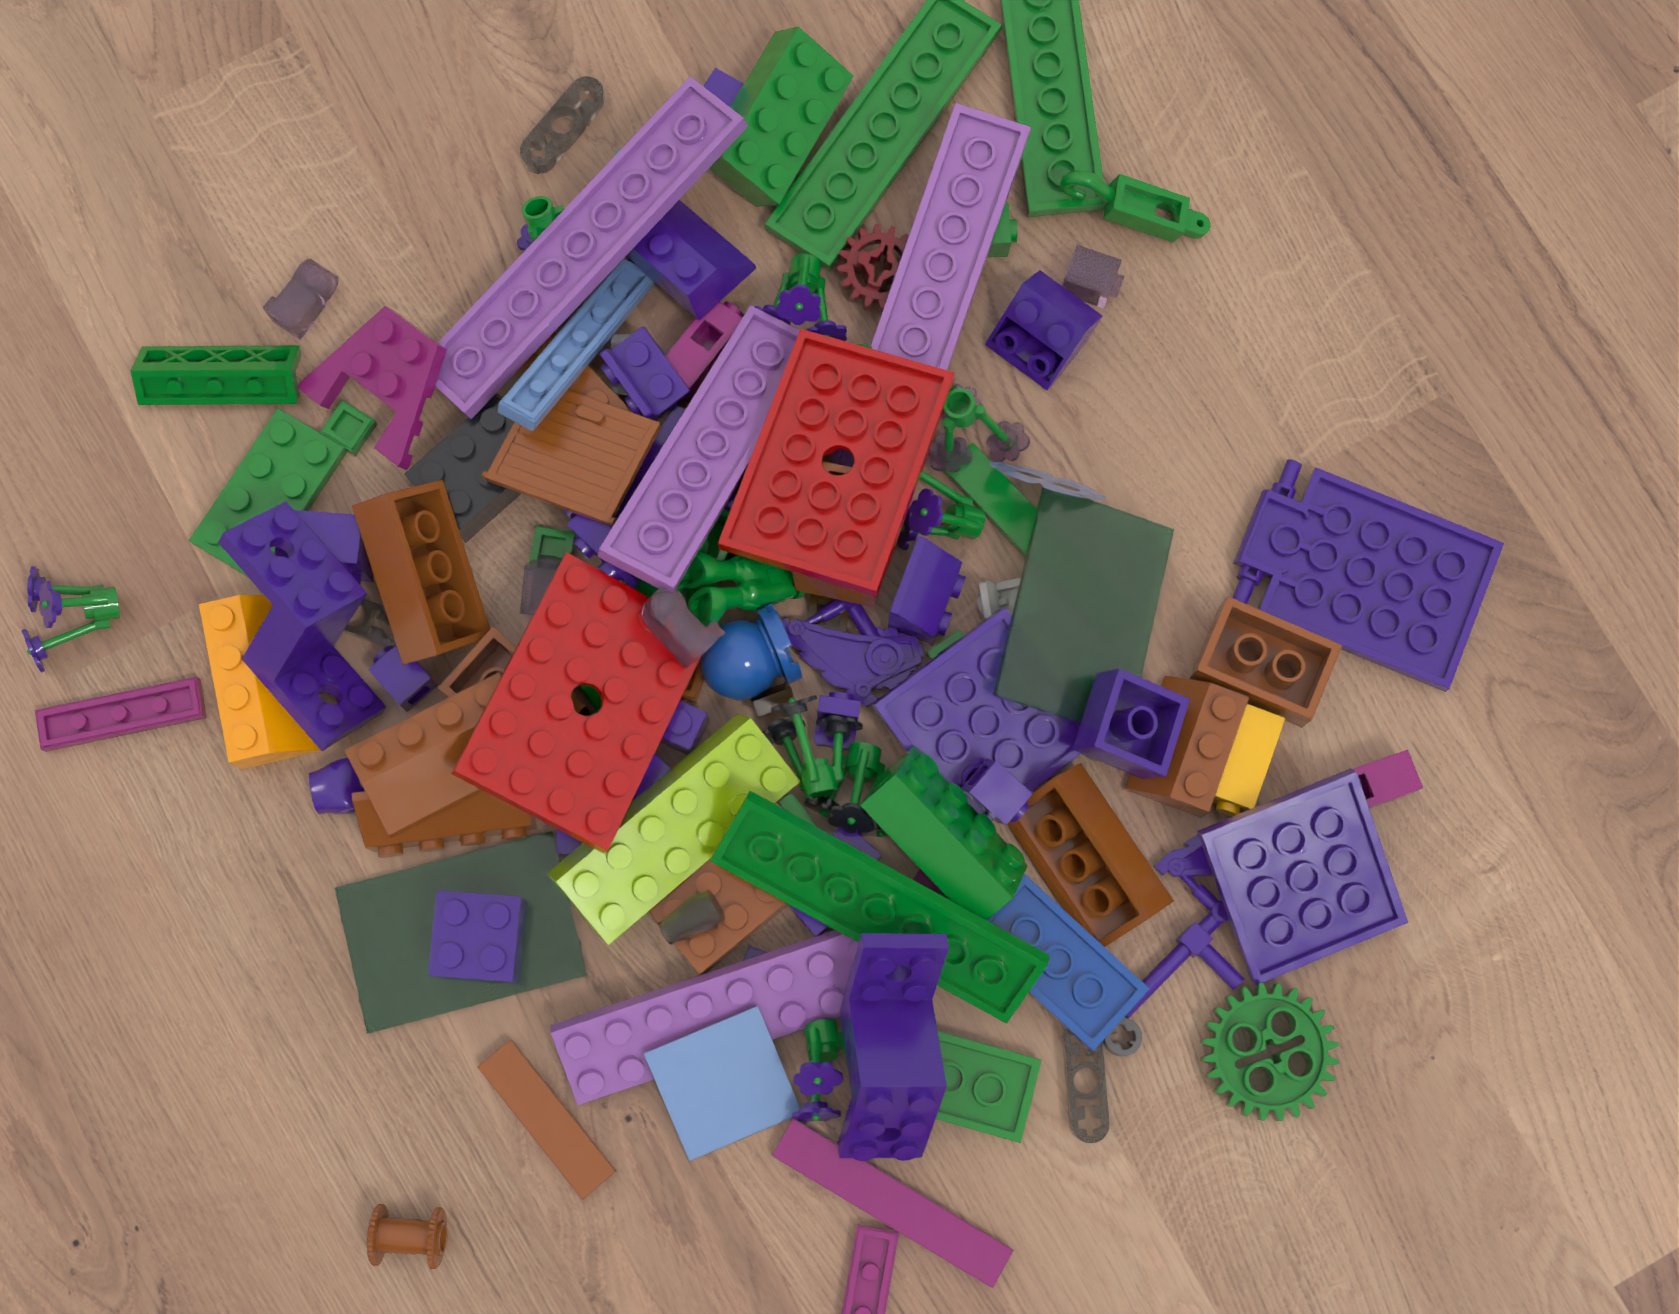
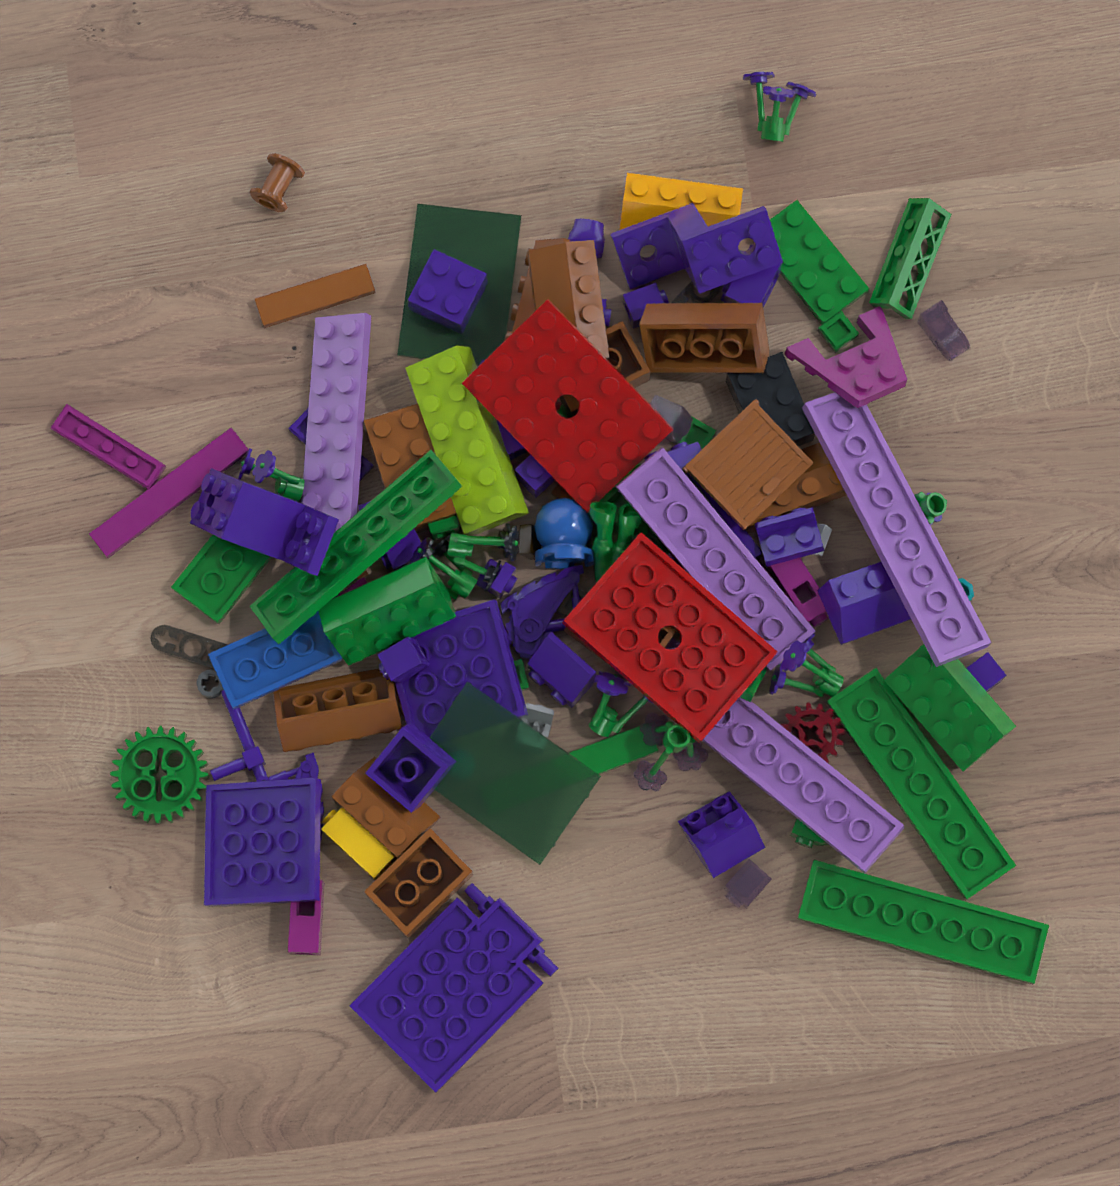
camera: 115 degrees right, 0 degrees up
(120, 714) = (694, 119): magenta tile -> none
(536, 139) = (991, 542): clear smoke beam -> none
(575, 345) = (824, 493): medium blue tile -> none
(677, 627) = (600, 480): clear purple leg -> none
(693, 917) = (399, 426): clear smoke cone -> none
(723, 1083) = (289, 412): medium blue sticker -> none
(1047, 480) = (599, 776): medium blue piece -> none
(1134, 205) = (788, 938): green piece -> none

